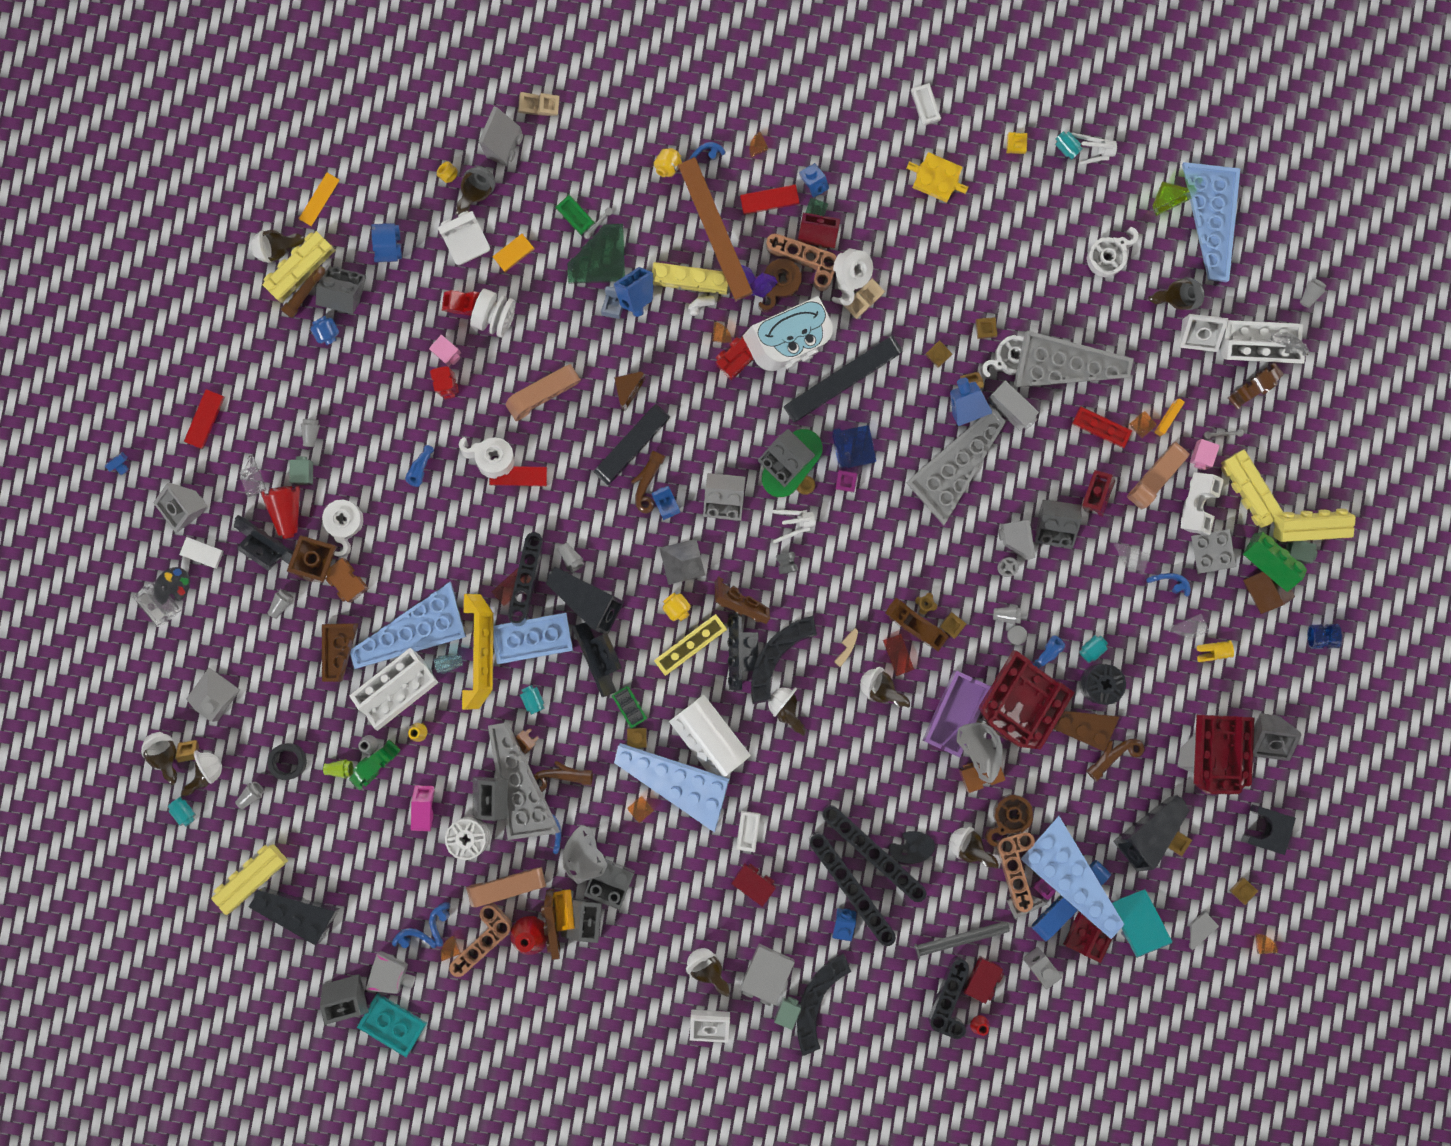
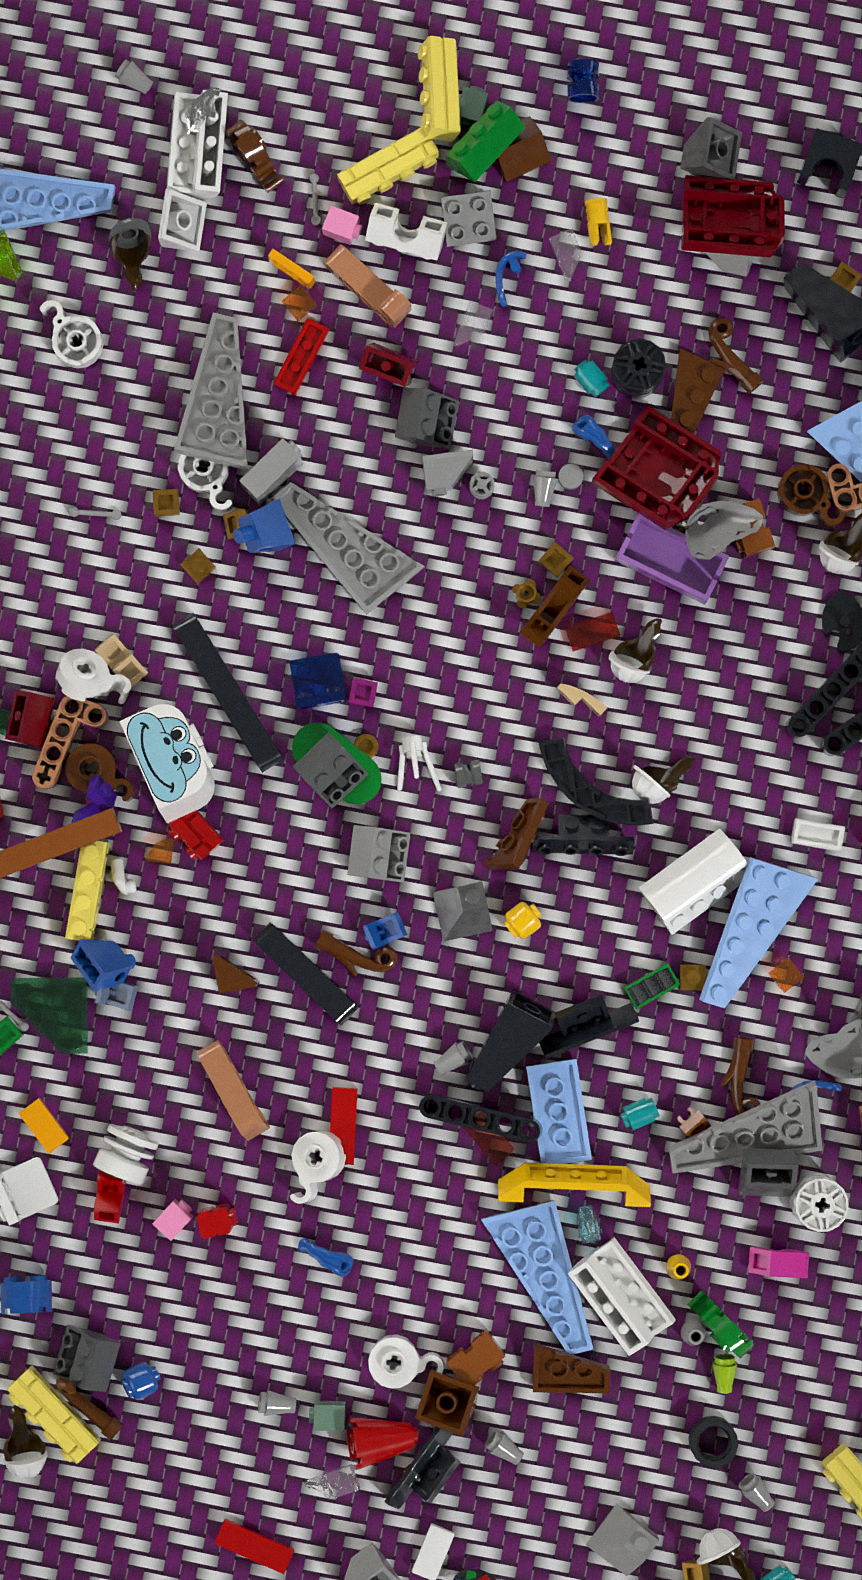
camera: 90 degrees left, 0 degrees up
(690, 645) = (573, 903): light yellow brick -> none
(976, 291) = (115, 514): none -> light grey hinge

